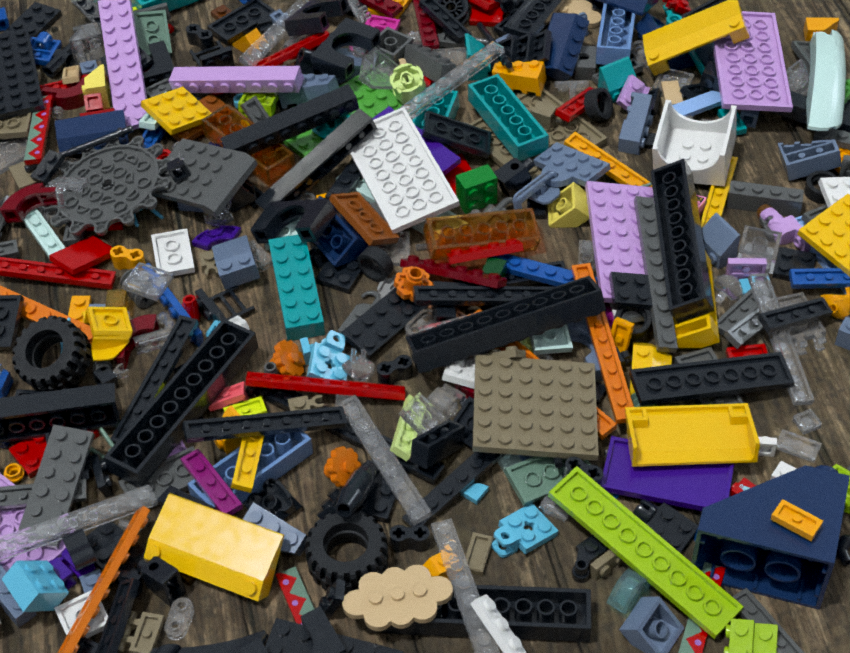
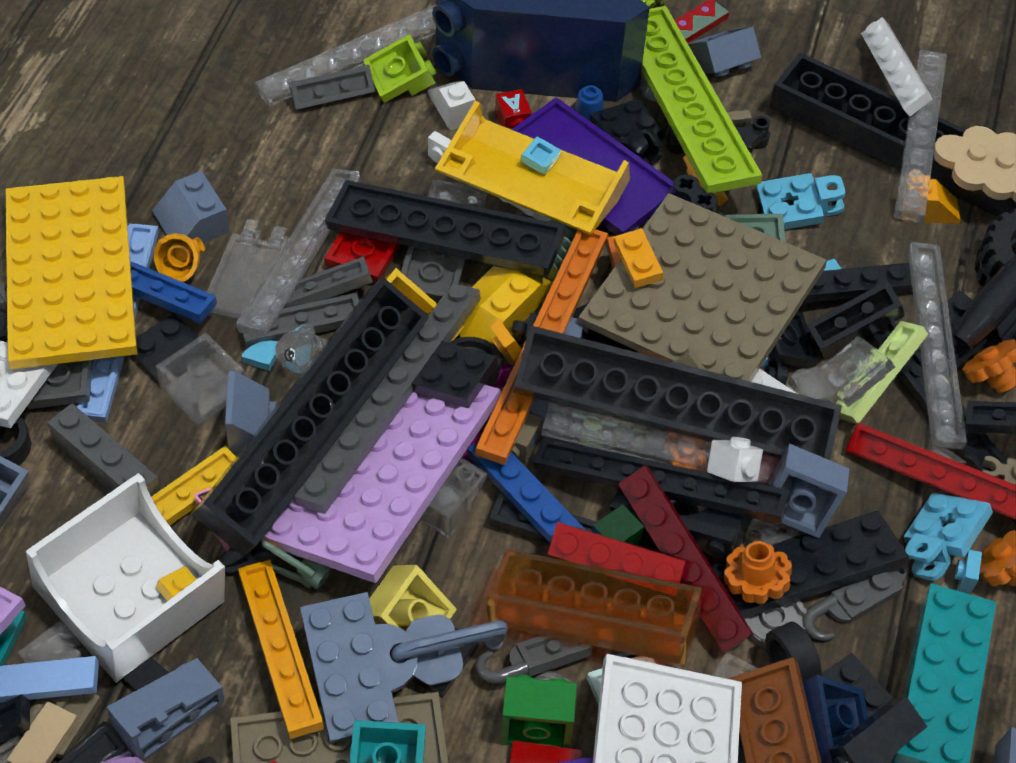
camera: 155 degrees left, 5 degrees up
(359, 367) = (902, 496): clear piece -> none
(396, 370) = (863, 473): black axle -> none
(407, 538) = (954, 252): black axle -> none
(409, 318) = (814, 488): none -> sand blue slope
(453, 302) = (735, 460): none -> white brick
(478, 552) = (865, 209): dark tan tile -> none
(514, 176) = (462, 696): black torso -> none
(553, 510) = (744, 203): clear cone -> none
(584, 398) = (638, 258): none -> light orange plate
(627, 591) = (729, 80): clear light blue brick -> none
(672, 155) = (175, 582): none -> yellow plate
(694, 444) = (540, 155): none -> medium azure plate
(744, 267) = (256, 363): lavender plate -> none
(789, 226) = (130, 404): lavender plate -> none
(795, 315) = (260, 251): black plate -> none
(798, 445) = (402, 135): clear plate -> none
(807, 421) = (364, 154): clear plate -> none

